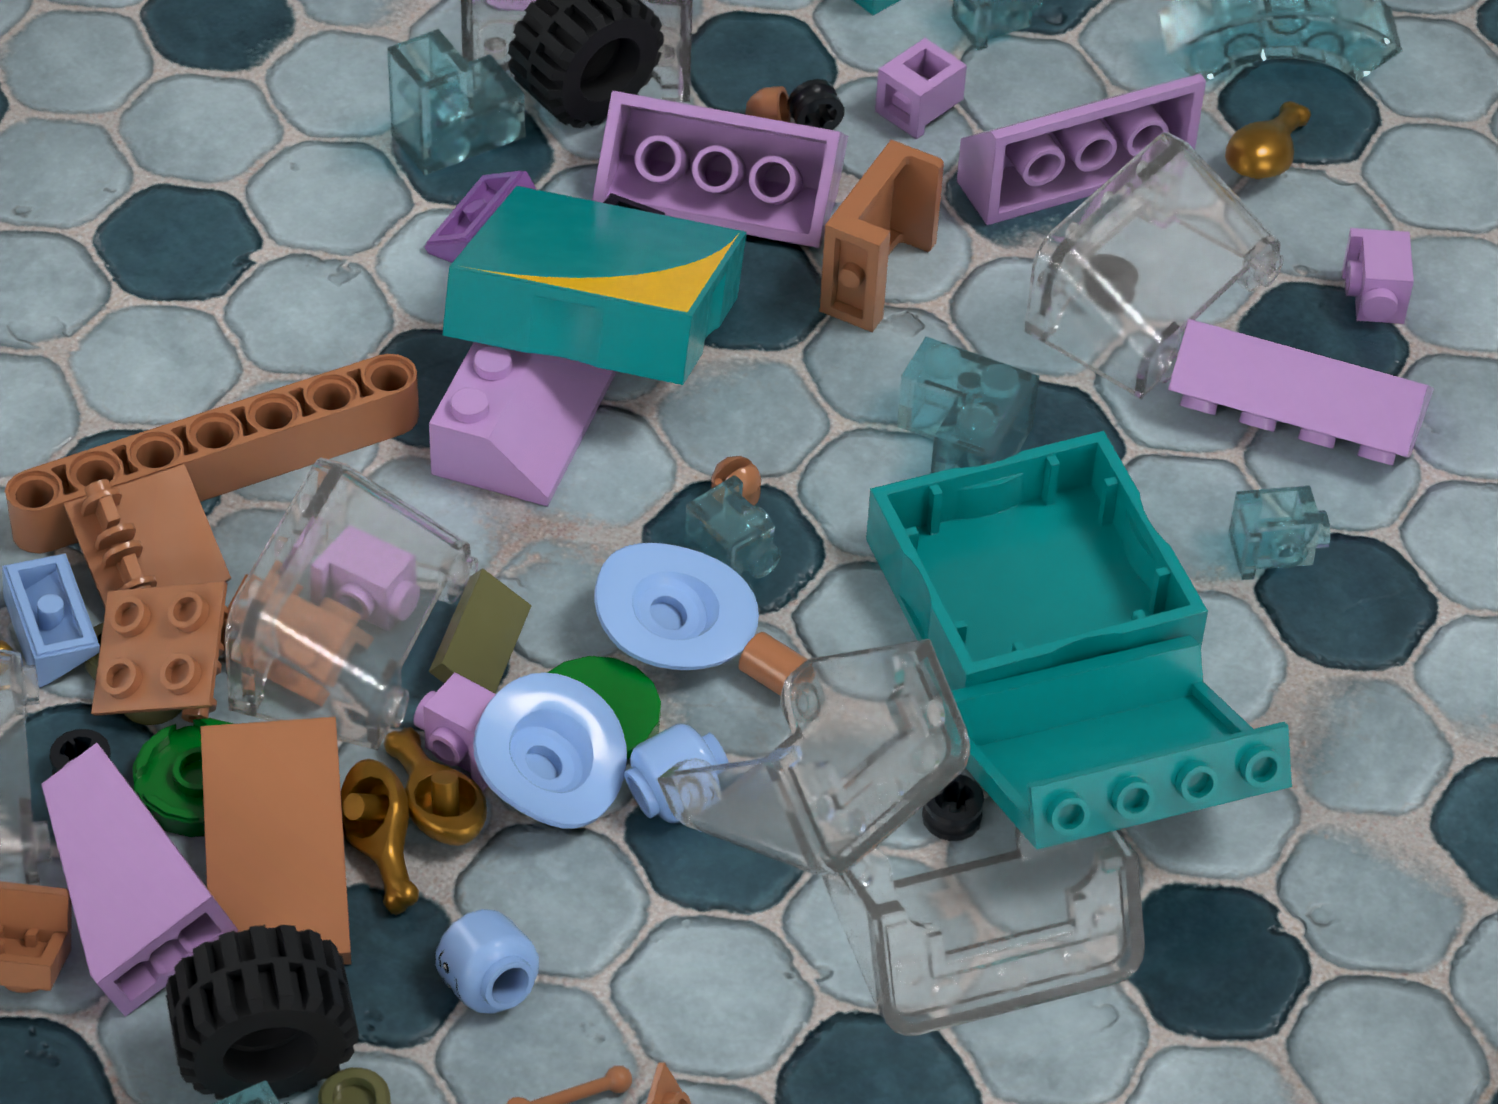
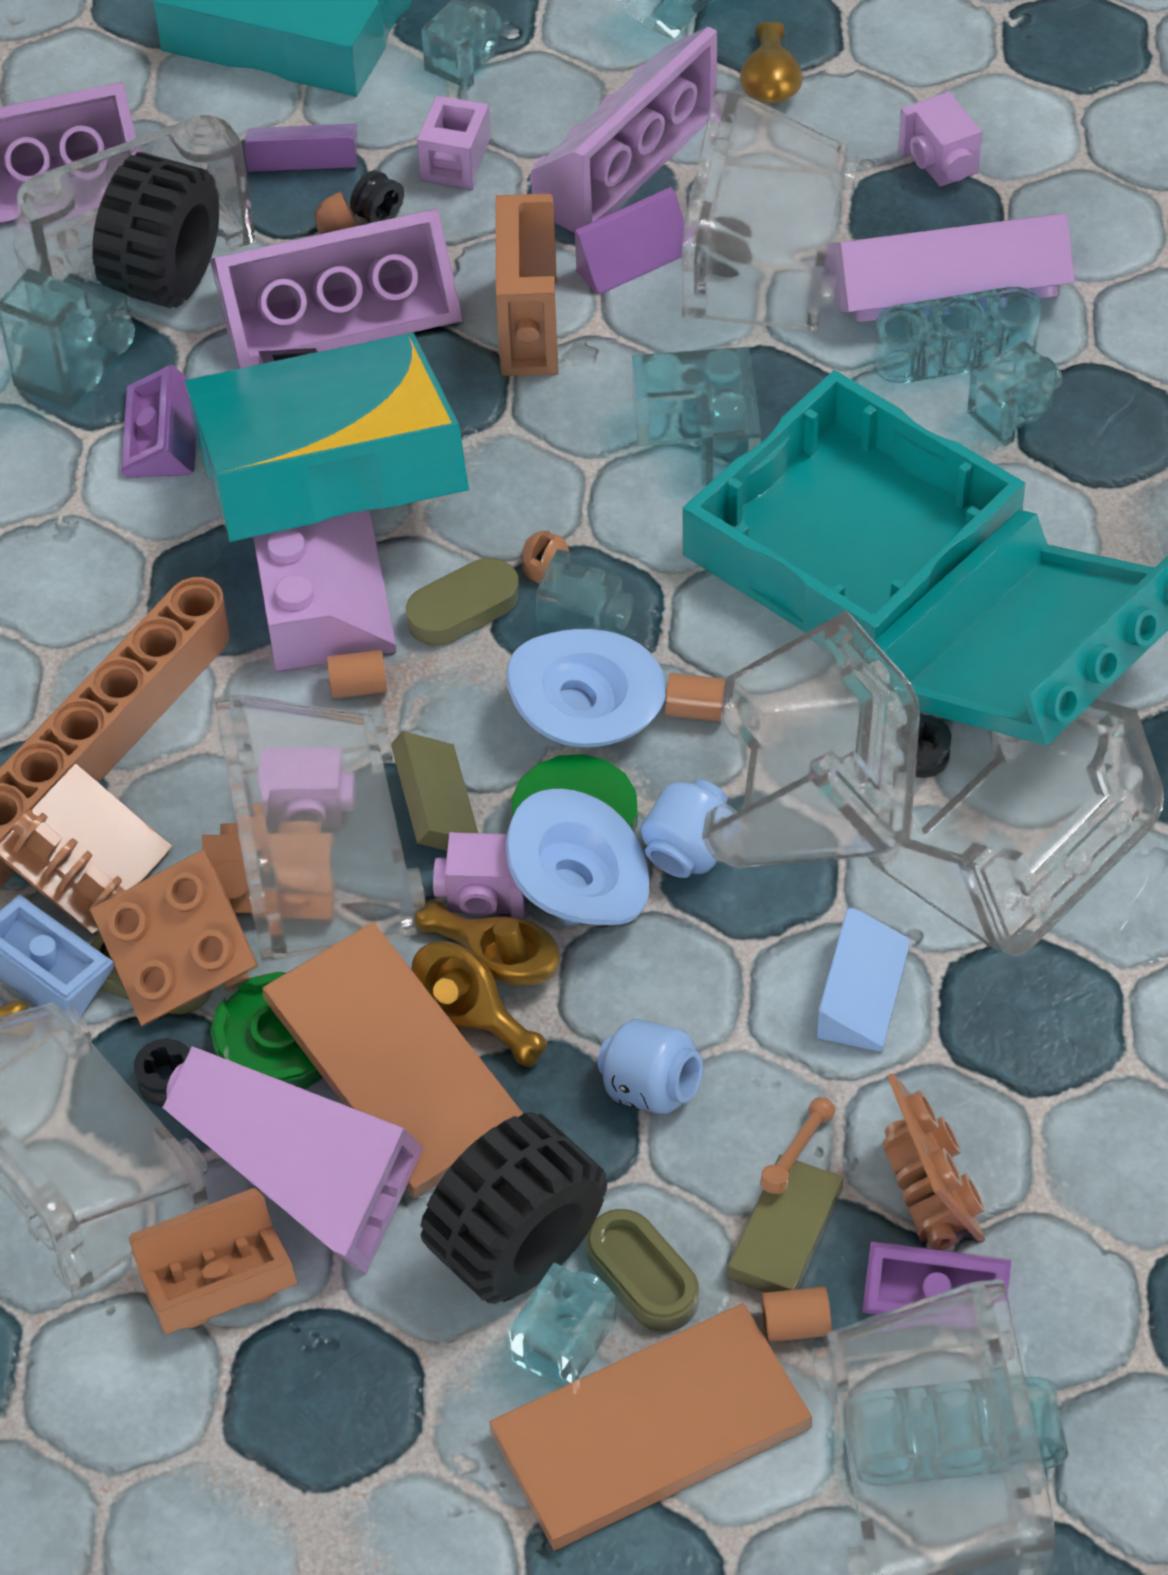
camera: 25 degrees left, 5 degrees up
(491, 506) = (356, 674): none -> nougat hinge
(633, 487) = (462, 601): none -> olive tile
(736, 984) = (862, 982): none -> light blue slope
(785, 37) = (301, 147): none -> medium lavender slope
(1004, 239) = (630, 241): none -> medium lavender slope
(1258, 451) = (953, 333): none -> clear light blue beam

